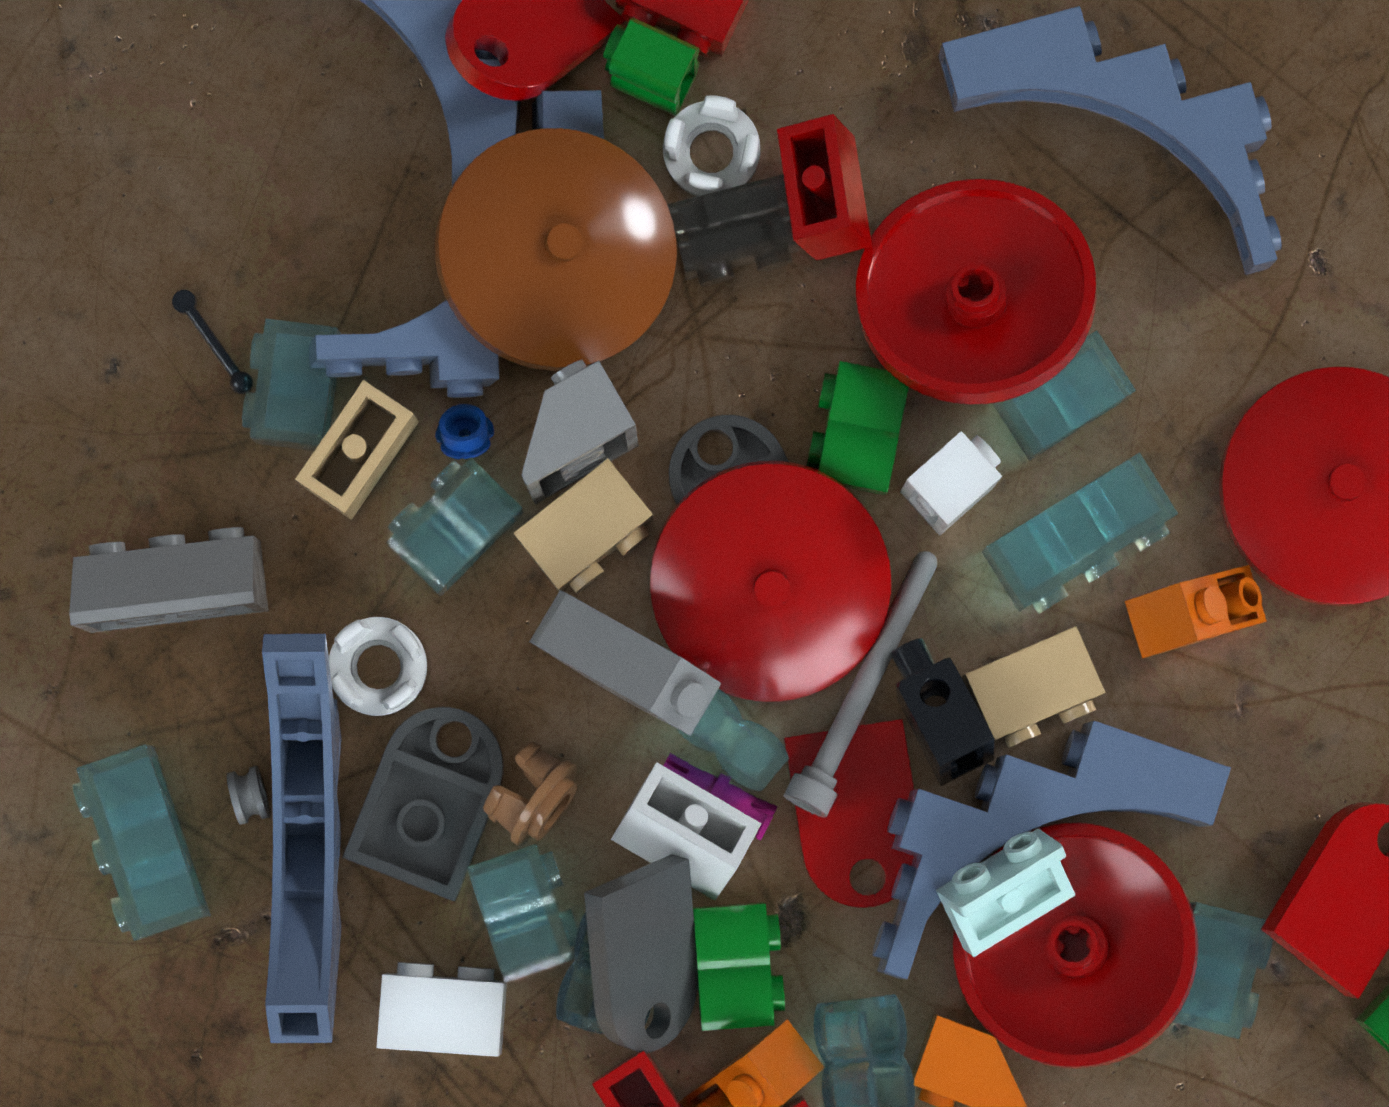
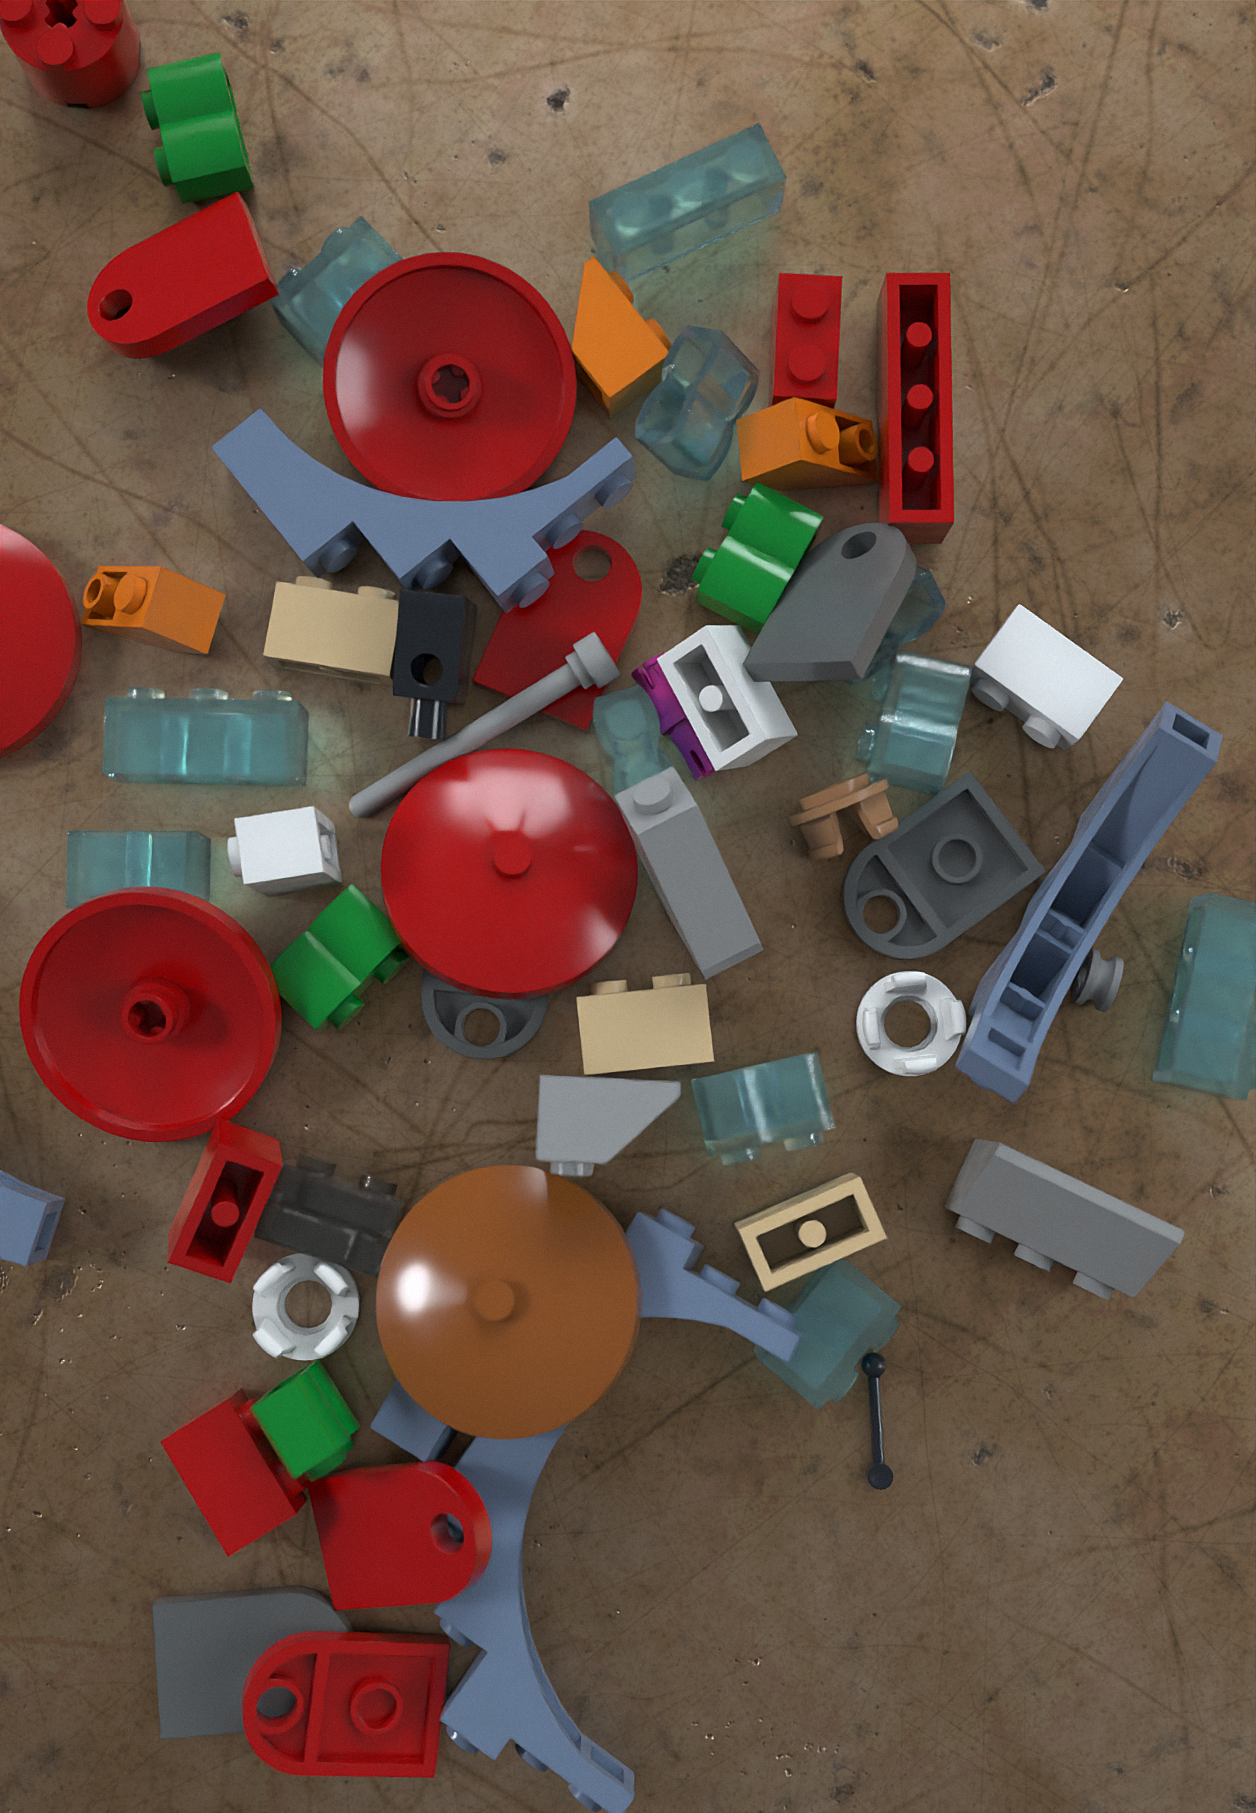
camera: 150 degrees left, 0 degrees up
(463, 421) = (694, 1198): blue plate -> none
(1006, 890) = (477, 460): light aqua bracket -> none

